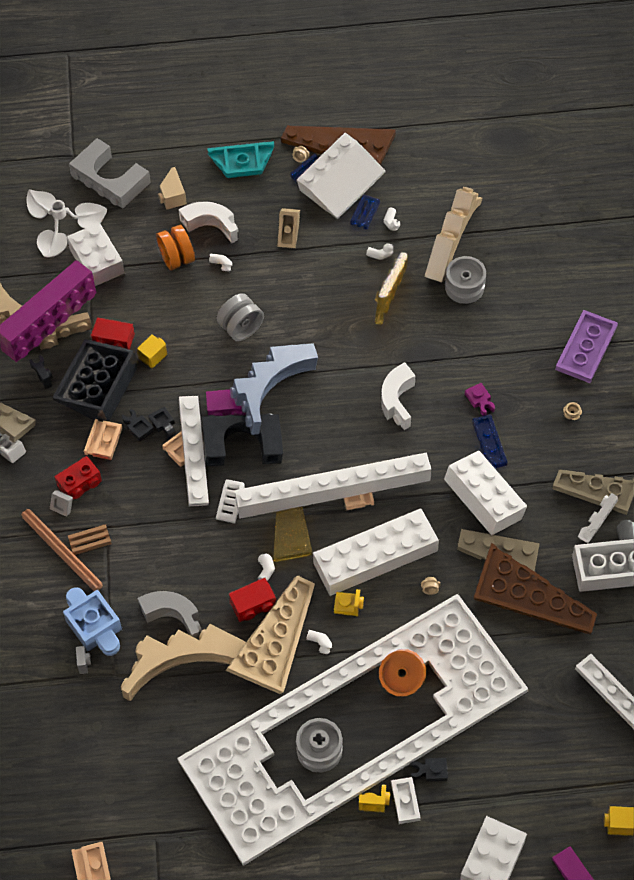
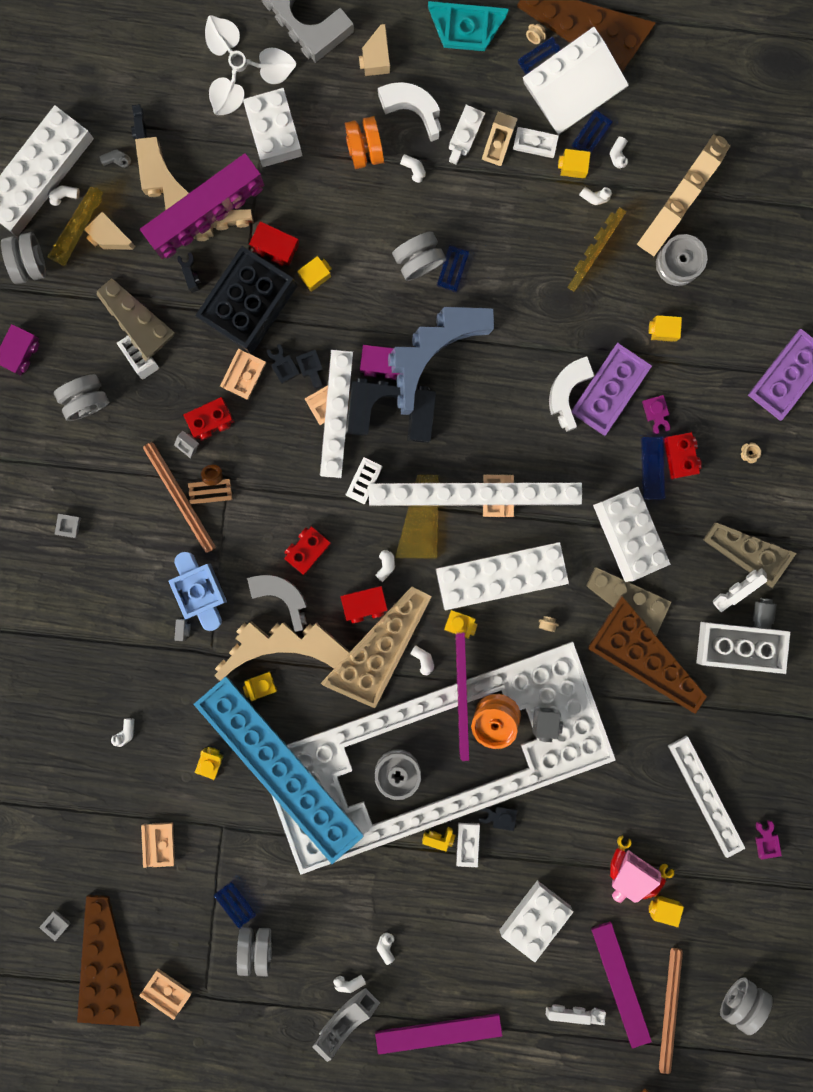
camera: 15 degrees right, 30 degrees up
(43, 768) = (125, 735): none -> white arm
(88, 523) = (212, 474): none -> reddish brown tile
(130, 777) = (209, 762): none -> yellow bracket
(167, 697) = (259, 686): none -> yellow bracket
(190, 567) = (307, 550): none -> red brick
(202, 763) = (279, 770): none -> dark azure plate
(259, 230) = (465, 133): none -> white hinge
(270, 339) = (447, 285): none -> clear blue tile
(319, 225) = (535, 142): none -> white plate
(355, 232) = (574, 163): none -> yellow brick
(364, 657) = (462, 696): none -> magenta tile
(433, 387) = (611, 389): none -> medium lavender plate
(450, 659) = (546, 724): none -> dark grey brick
(467, 332) = (665, 328): none -> yellow brick
(511, 424) = (682, 455): none -> red brick
(579, 792) = (635, 877): none -> bright pink torso

